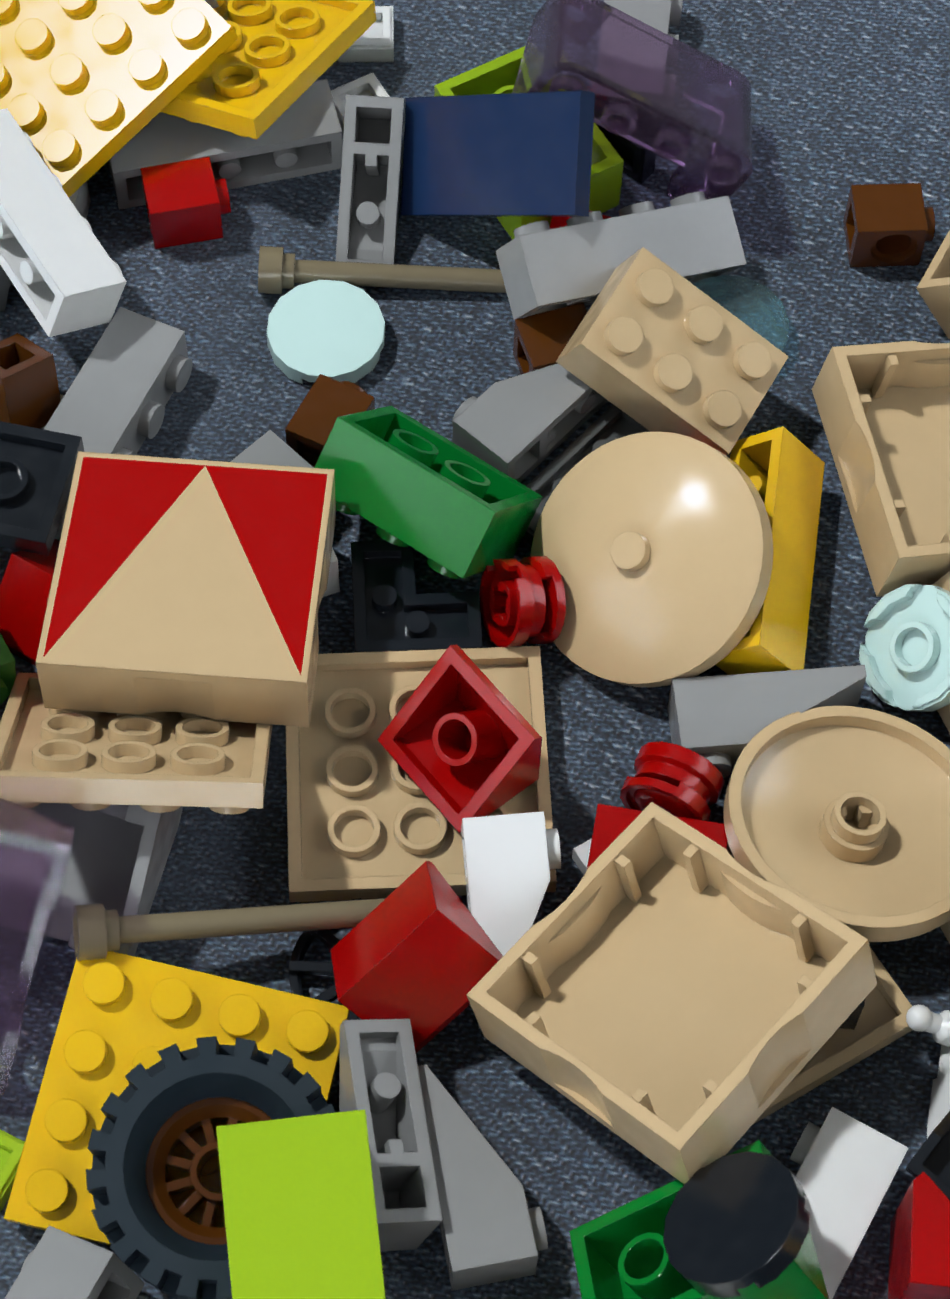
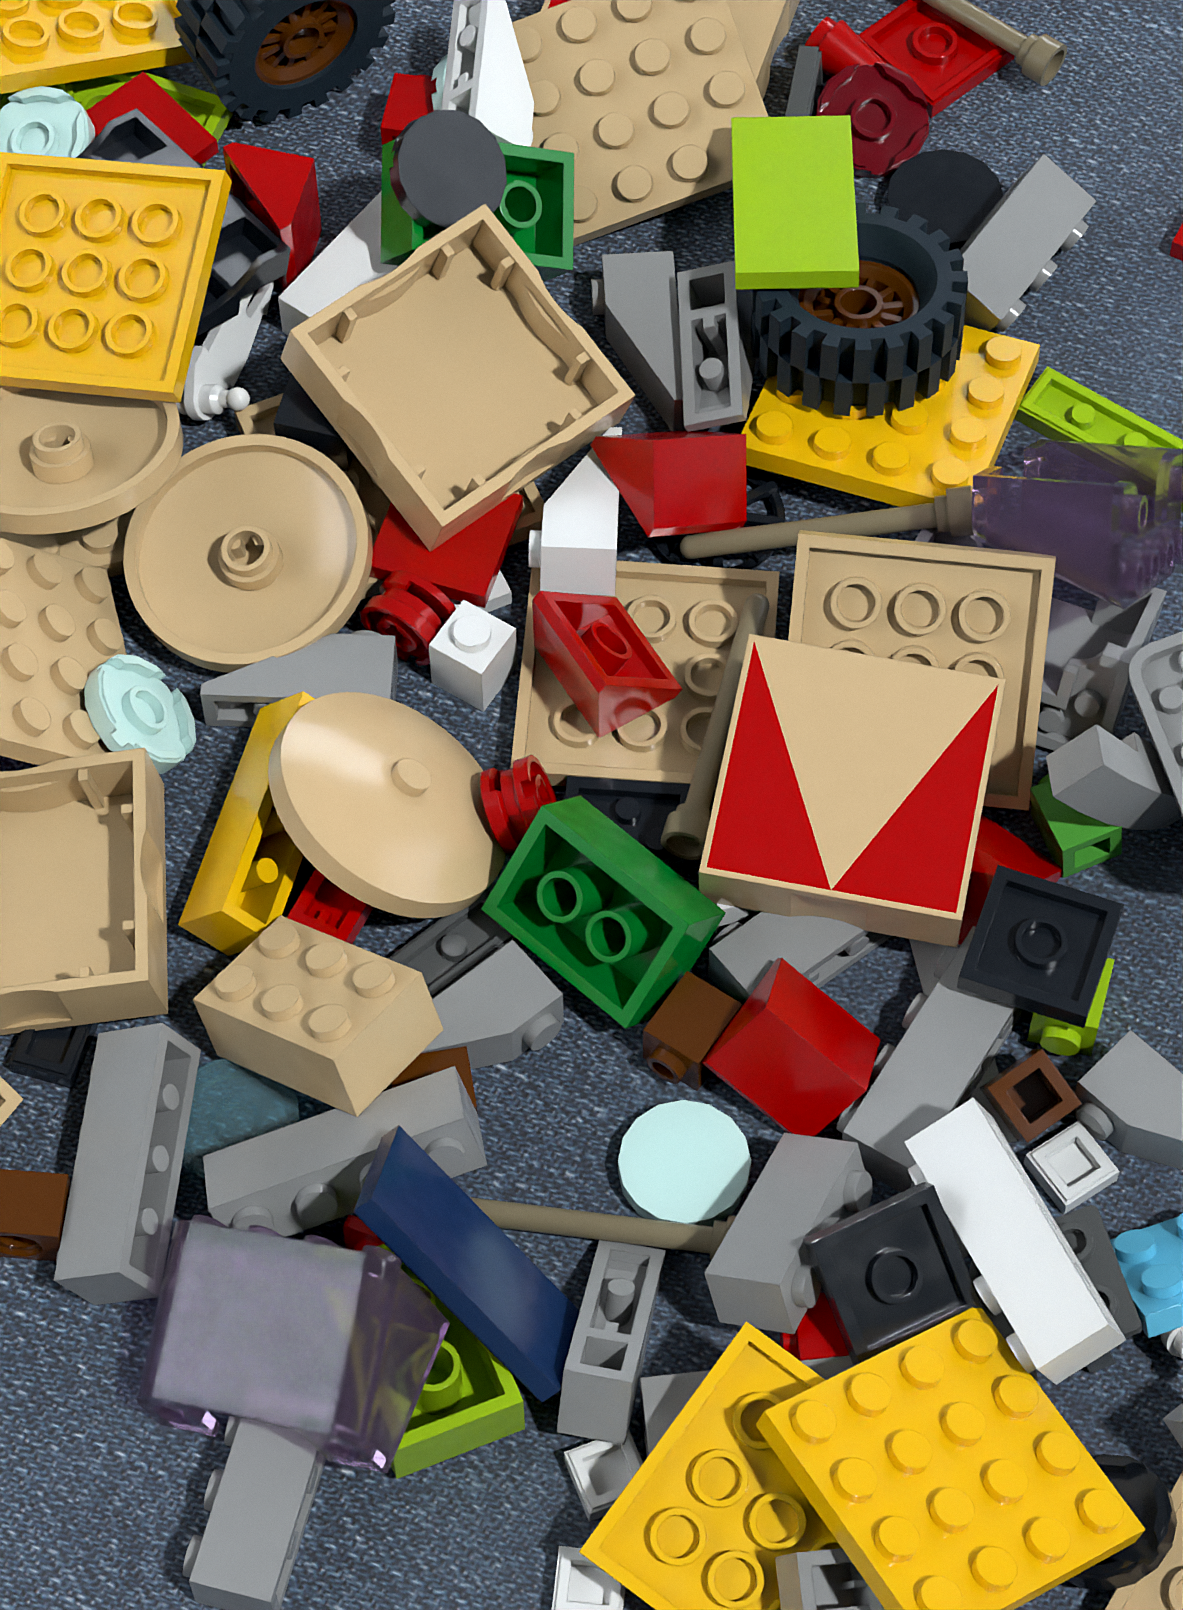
camera: 170 degrees left, 0 degrees up
(135, 182) = (891, 1271): none -> black plate
(223, 241) = (762, 1263): none -> light grey brick
(226, 405) = (794, 1052): none -> red slope
(351, 585) = (688, 825): none -> dark tan piece
(597, 758) = (473, 655): none -> white brick
(809, 255) = (128, 1165): none -> light grey brick

